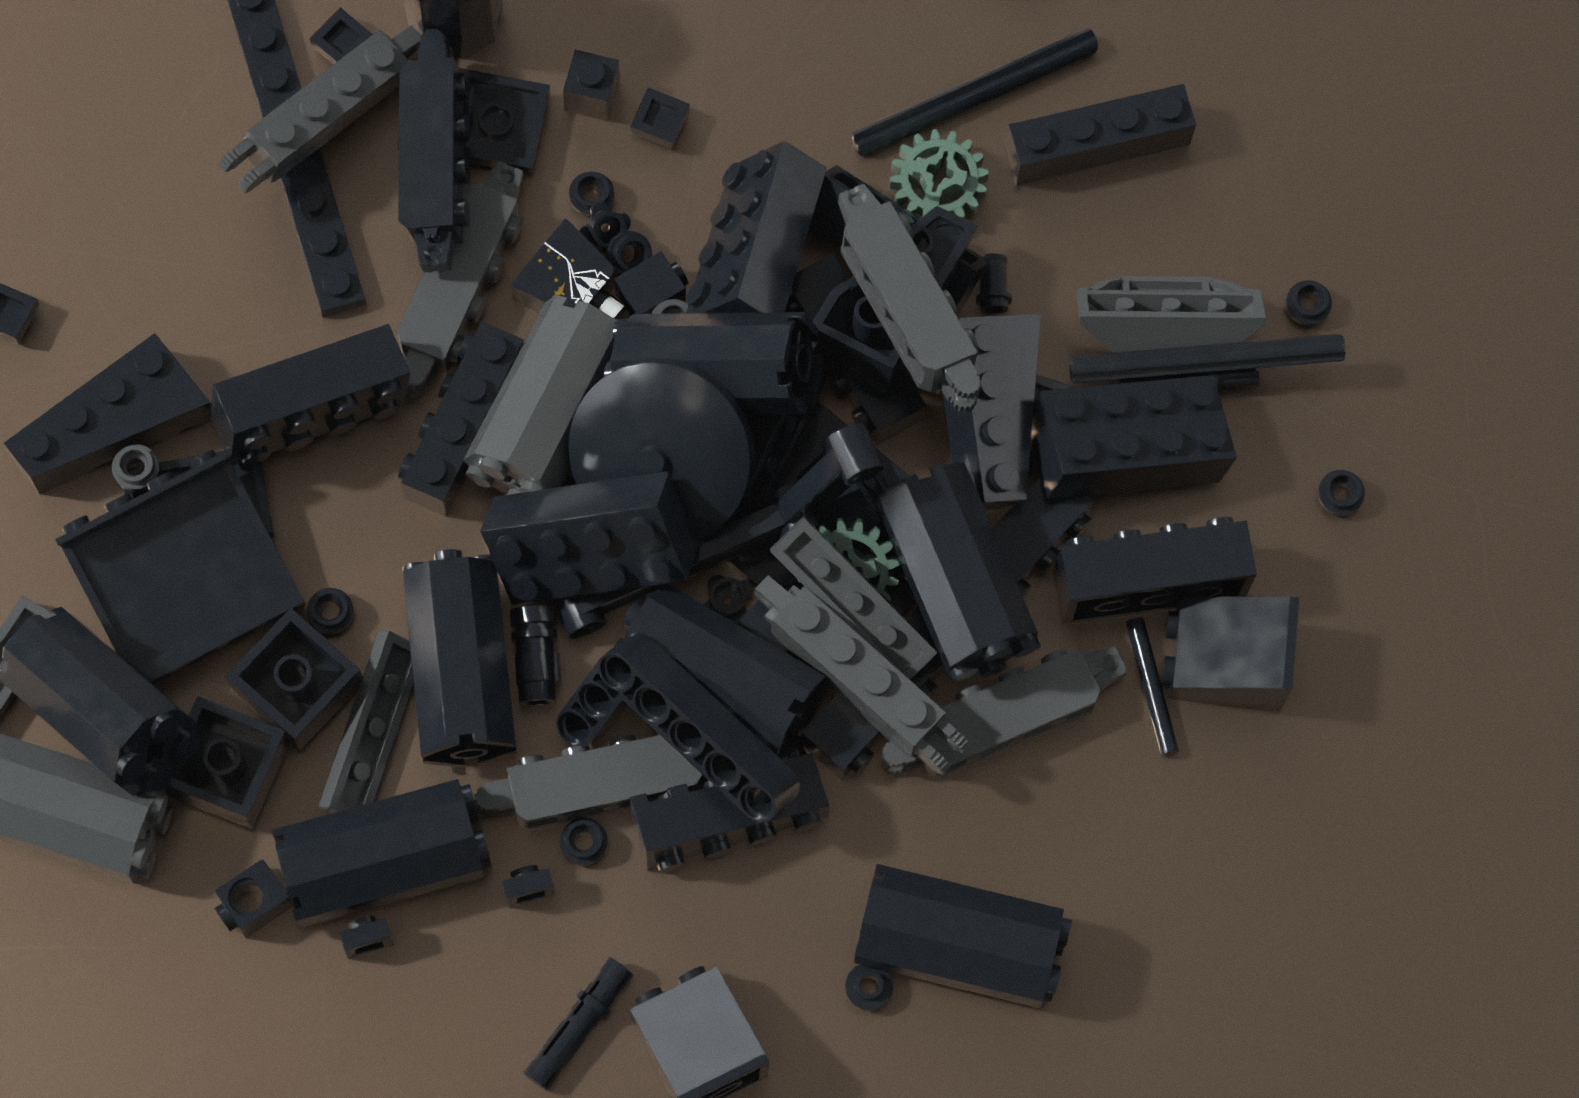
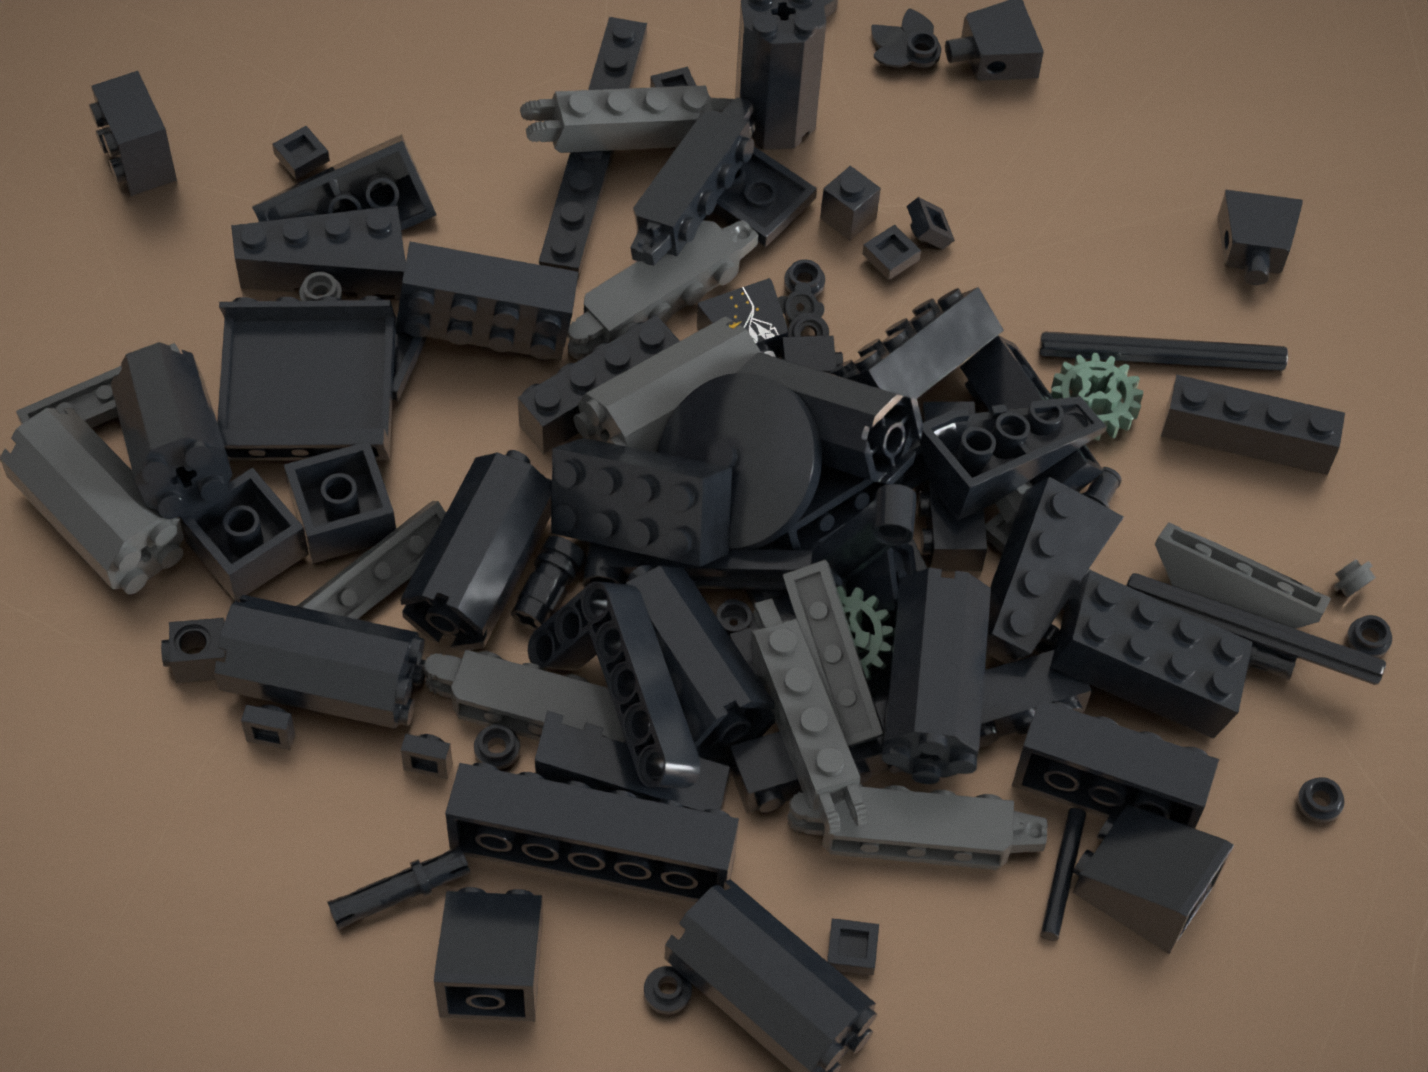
camera: 30 degrees right, 15 degrees down
(96, 324) = (366, 181): none -> black wedge
(325, 598) = (405, 463): black plate -> none
(680, 66) = (929, 223): none -> black plate
(728, 883) = (590, 832): none -> black brick
(908, 298) = (1013, 442): dark grey hinge -> none
(1007, 859) = (853, 946): none -> black plate
(1267, 249) = (1353, 577): none -> dark grey plate

